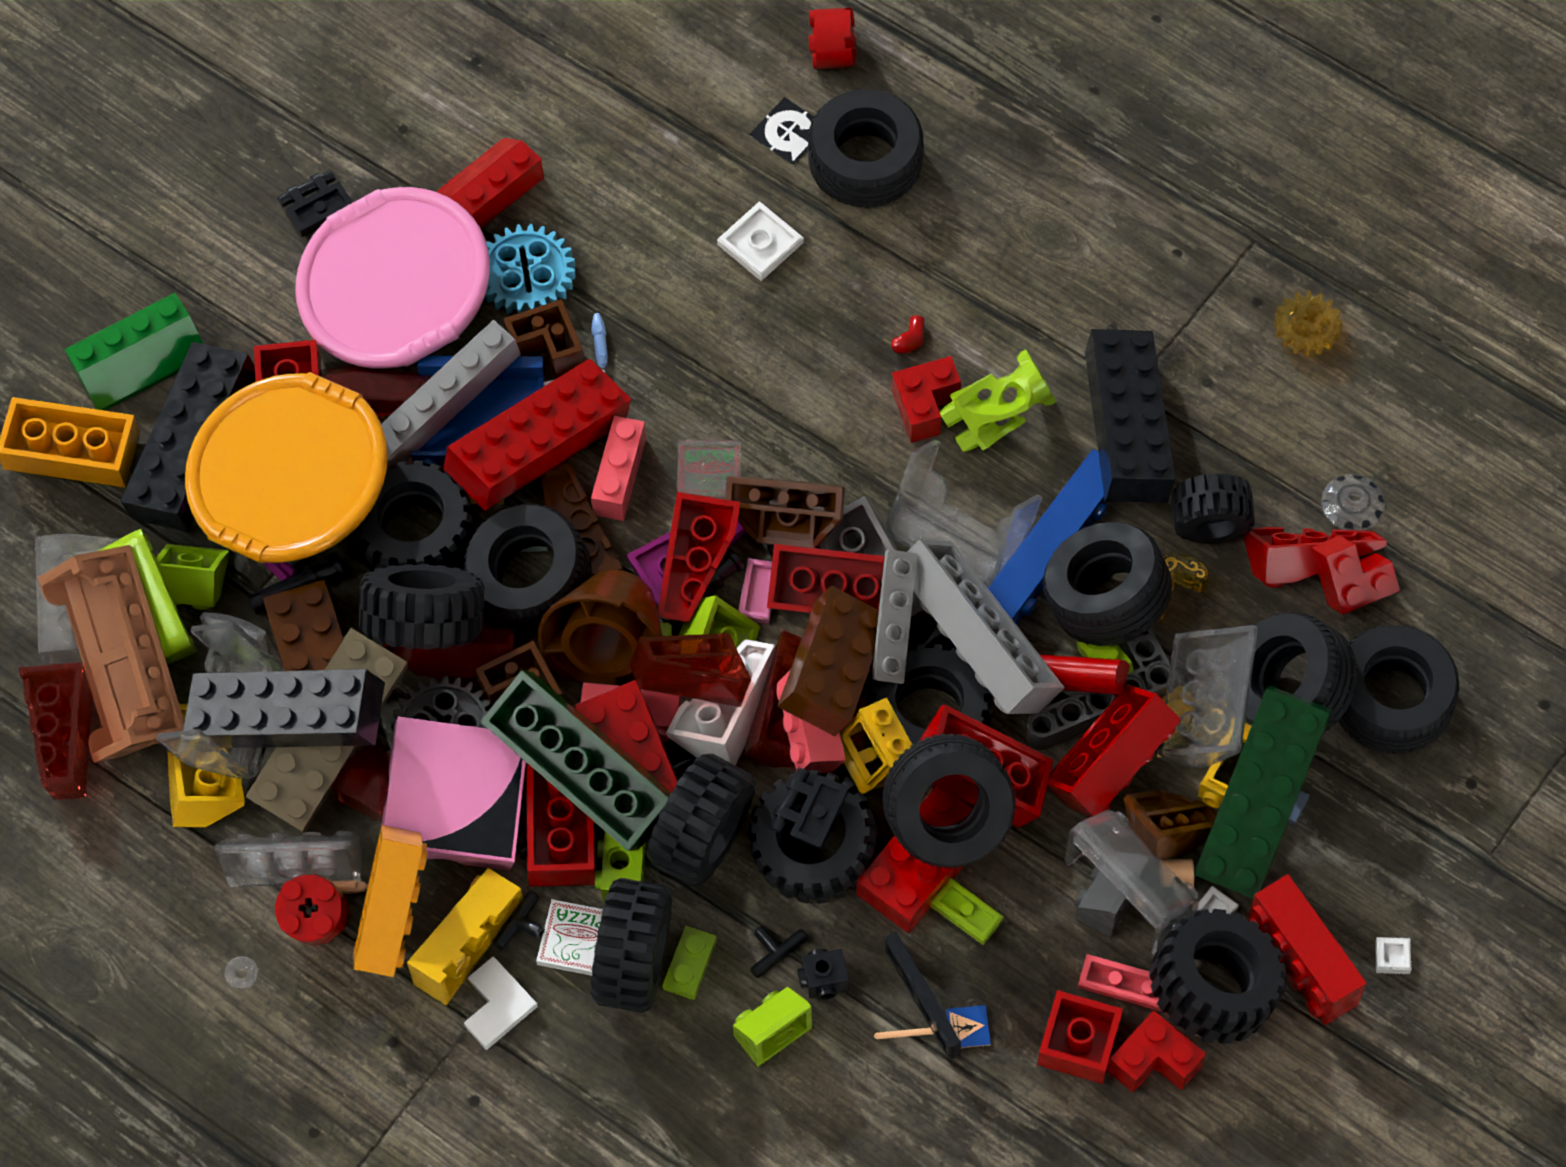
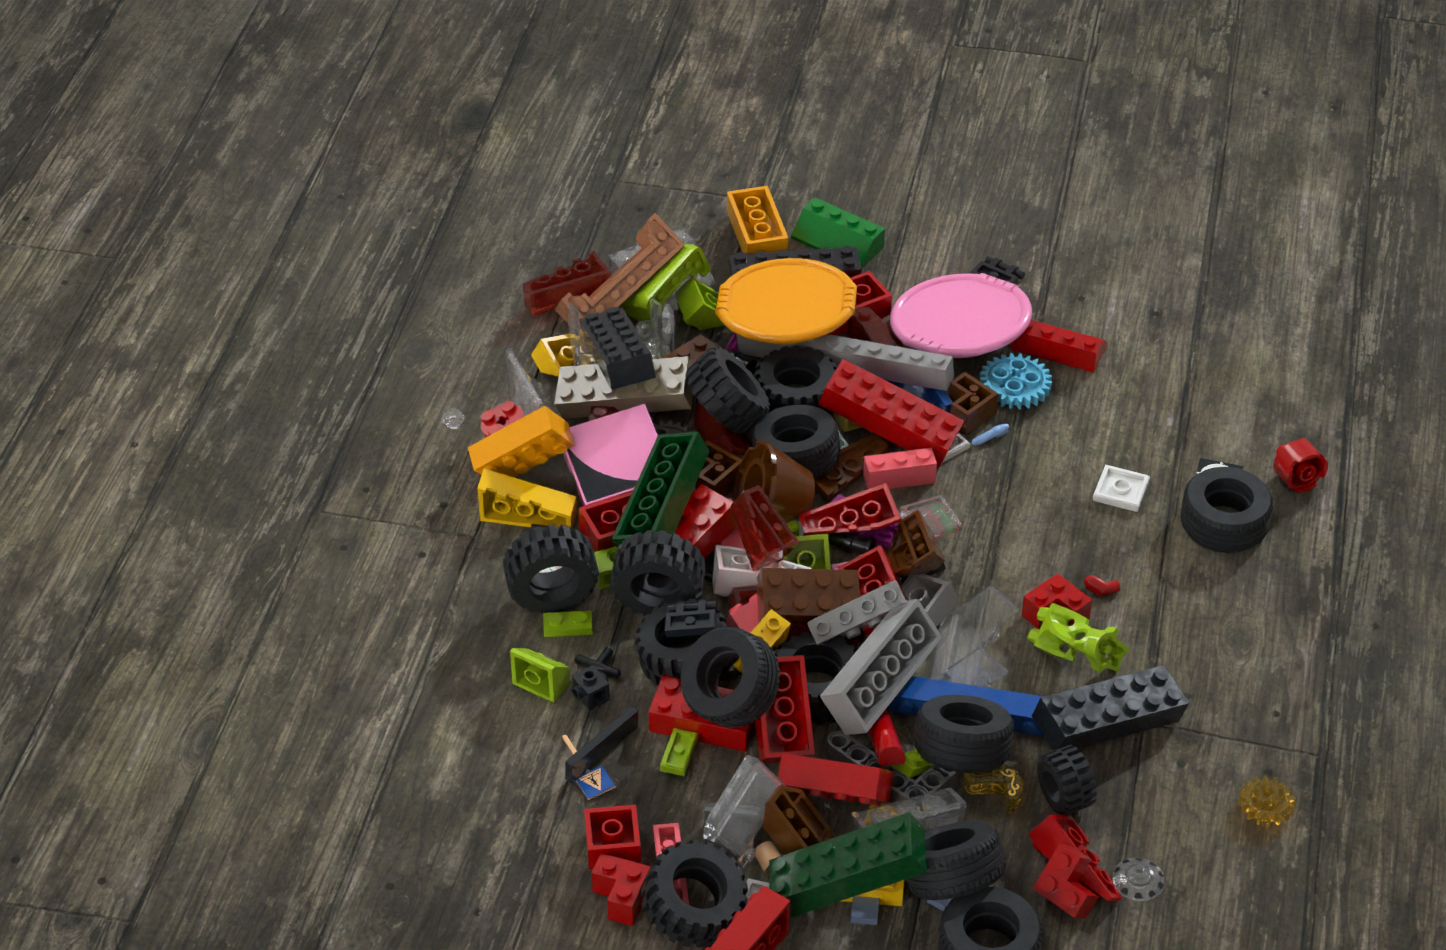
camera: 65 degrees right, 20 degrees down
(505, 1007) = (491, 545): white tile -> none

